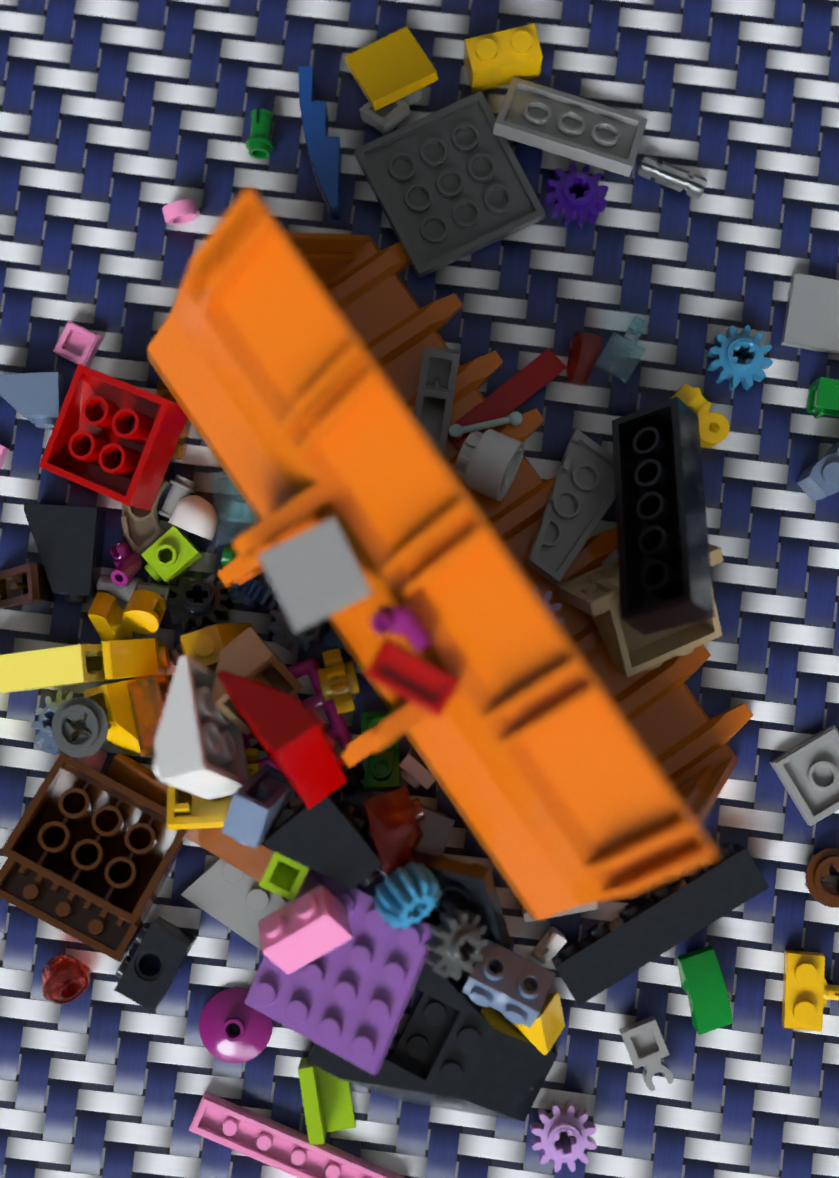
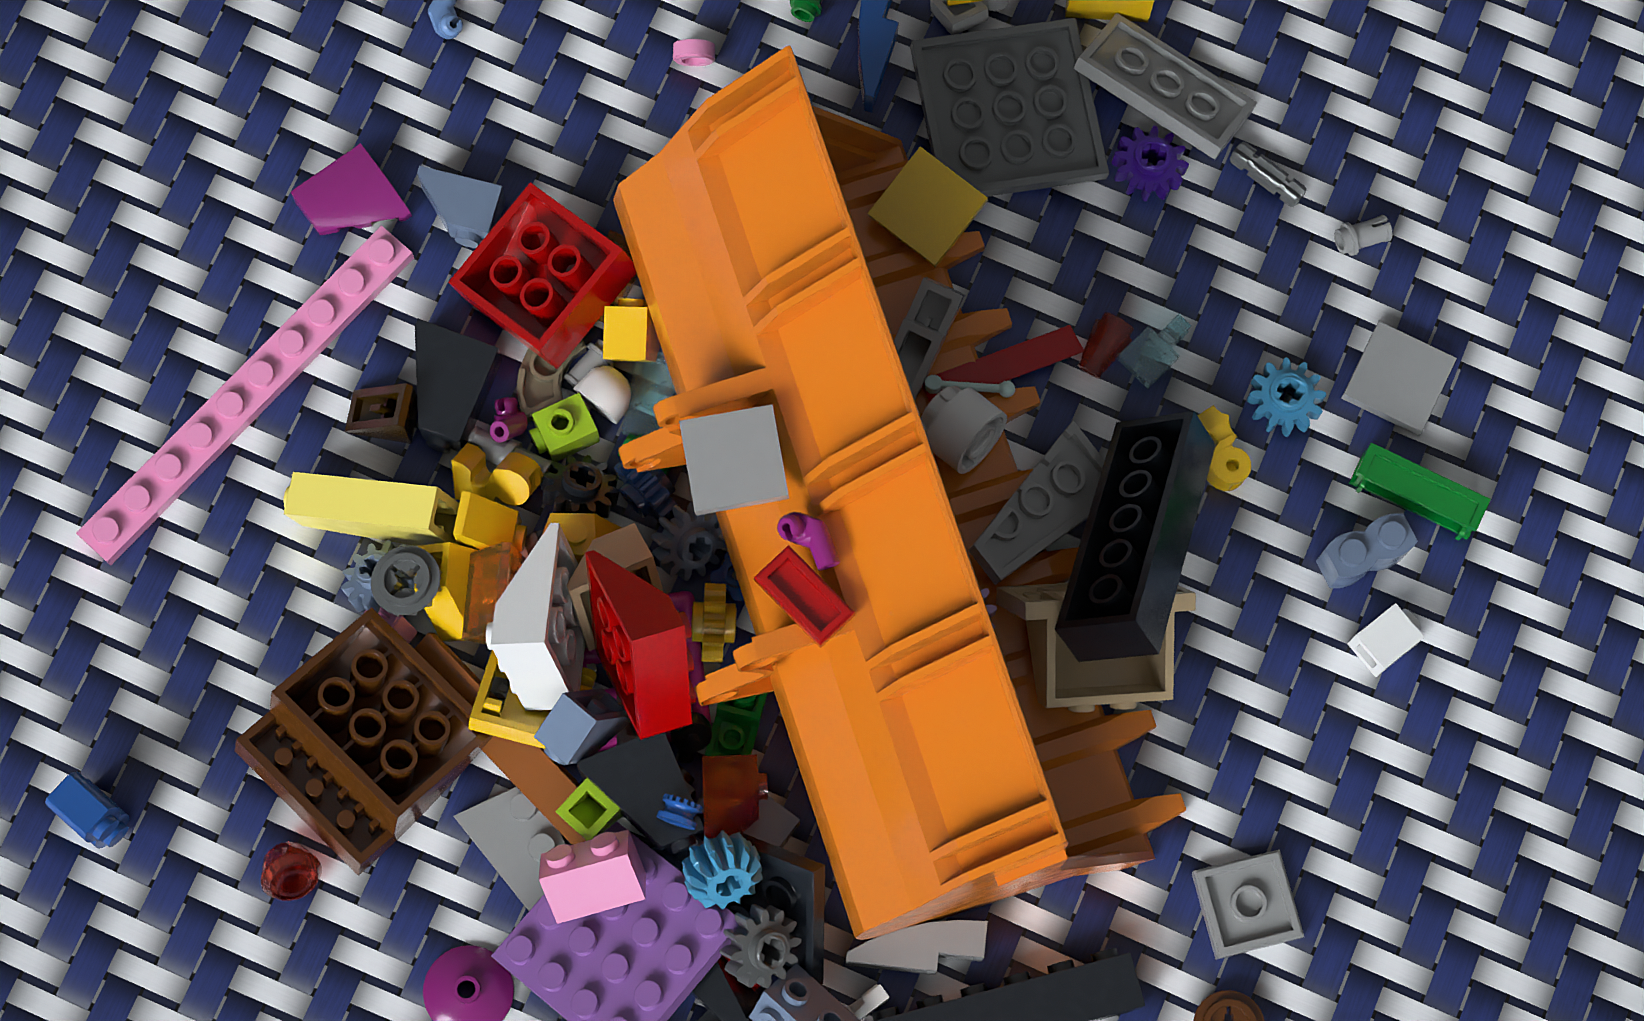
camera: 10 degrees right, 10 degrees down
(78, 344) = (530, 163): bright pink tile -> none
(149, 985) = (391, 911): black brick -> none
(197, 466) = (629, 332): none -> yellow slope
(359, 862) = (679, 812): none -> blue bush
(408, 286) = (927, 206): none -> yellow tile
(416, 772) = (771, 755): light grey plate -> none
(755, 209) = (1361, 235): none -> light grey pin

